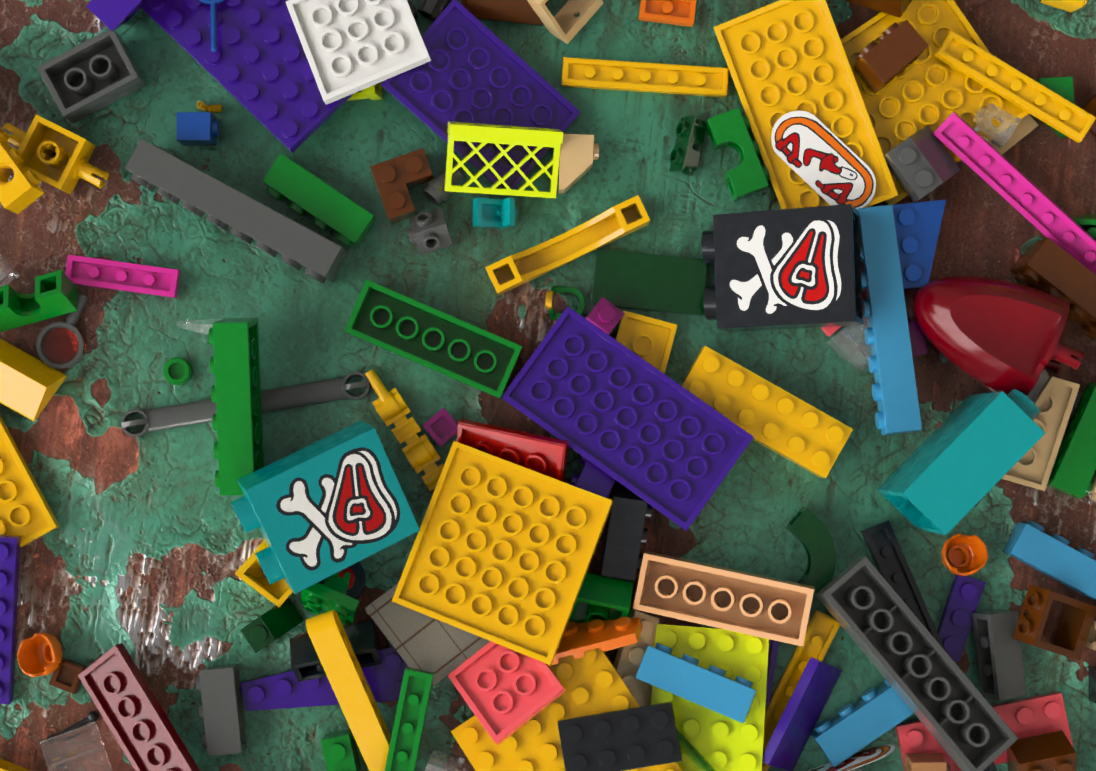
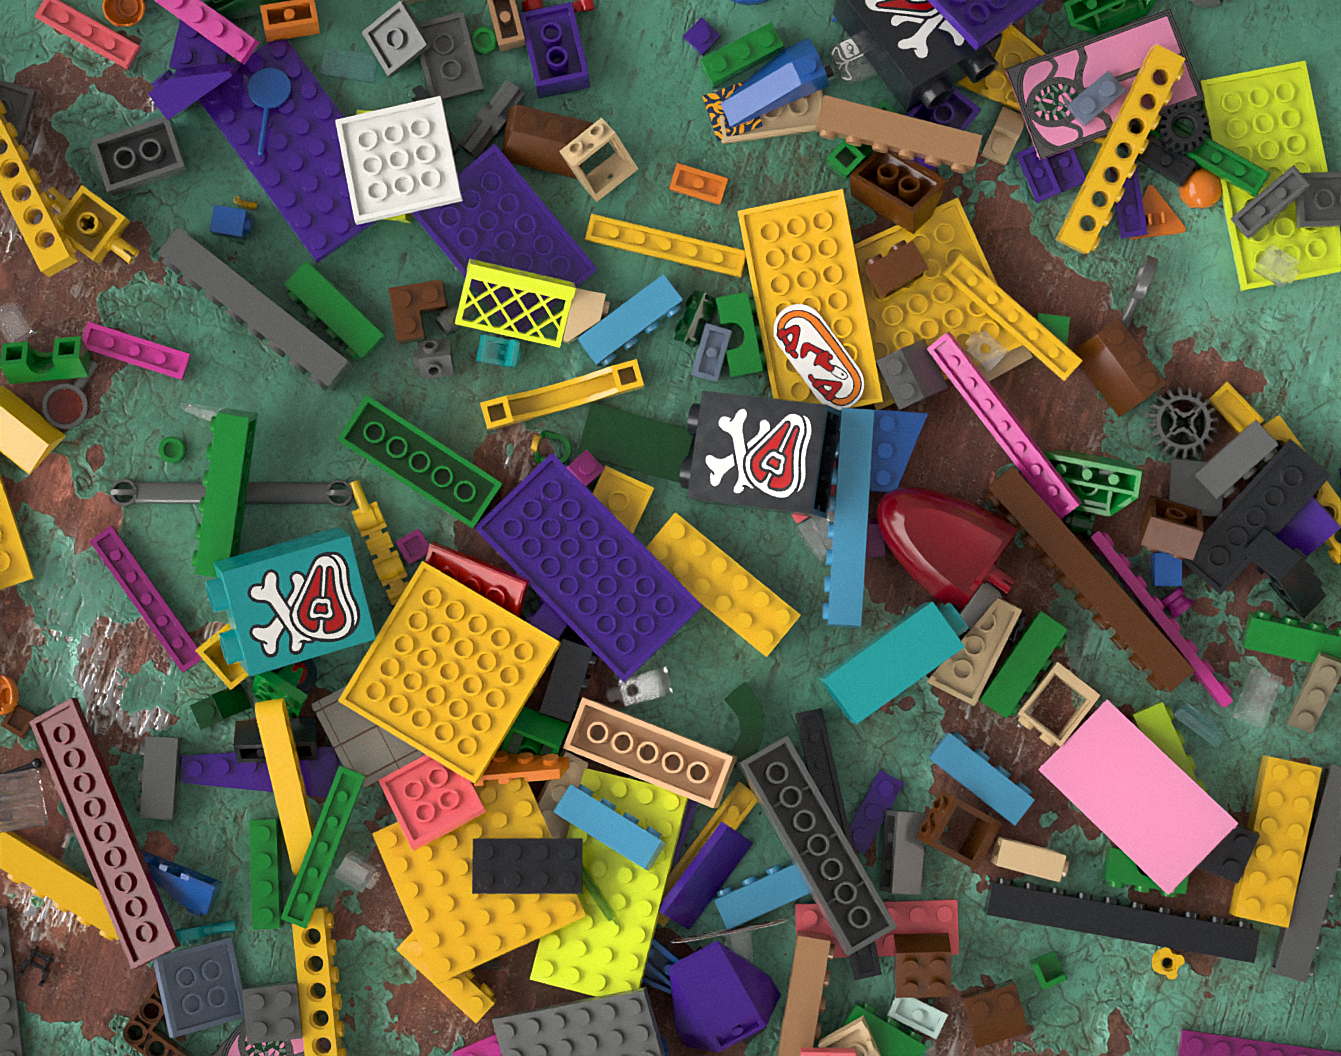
camera: 10 degrees right, 0 degrees up
(176, 527) = (146, 598): none -> magenta plate
(623, 158) = (630, 320): none -> dark azure brick
(710, 177) = (711, 352): none -> sand blue plate
(712, 527) = (650, 686): none -> clear torso
(964, 554) = (886, 752): orange hair -> none

